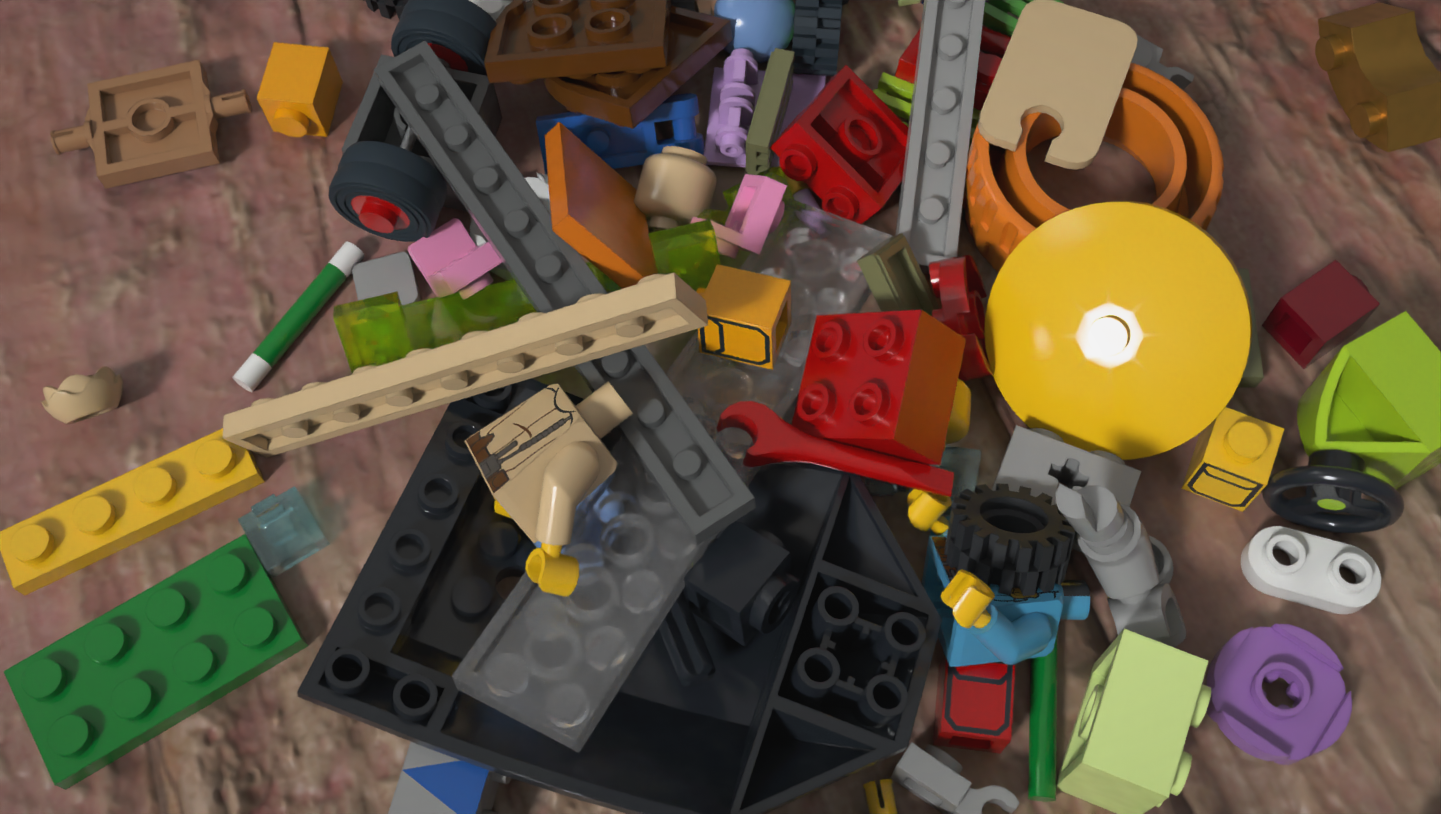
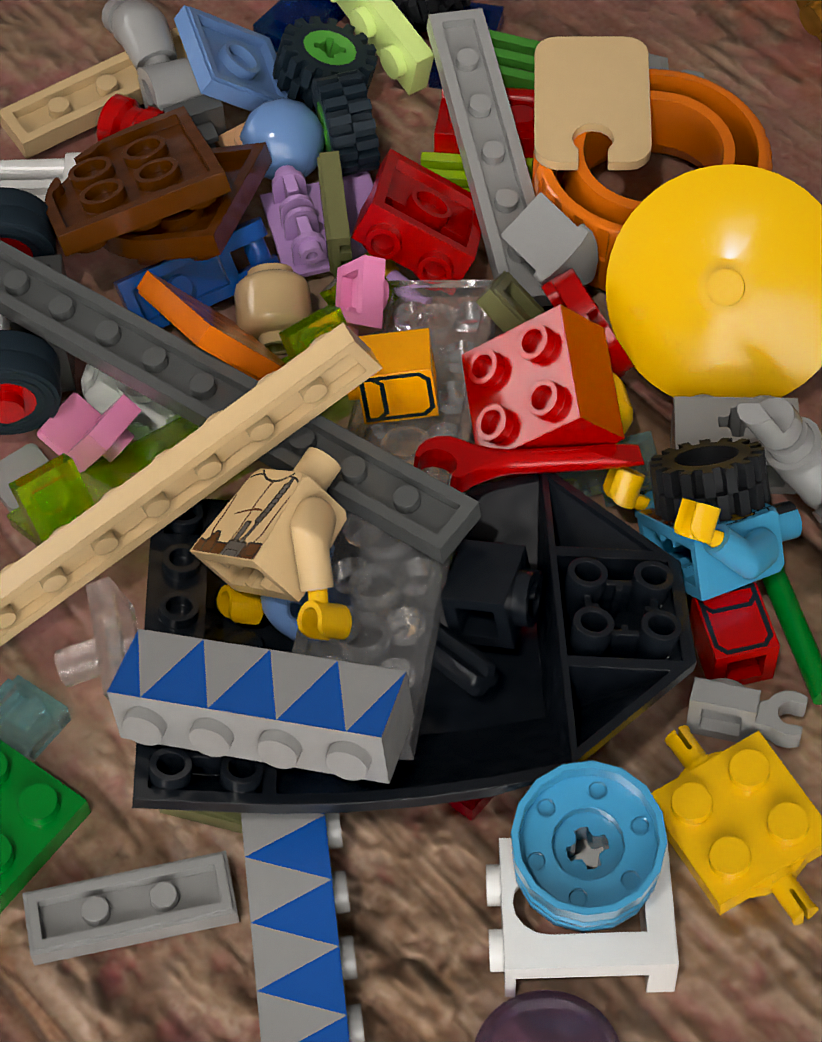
camera: 20 degrees left, 10 degrees down
(298, 760) = (129, 908): none -> light grey tile
(376, 495) = (113, 631): none -> clear tile
(447, 653) = (262, 705): none -> light grey brick
(959, 219) = (552, 242): none -> light grey tile

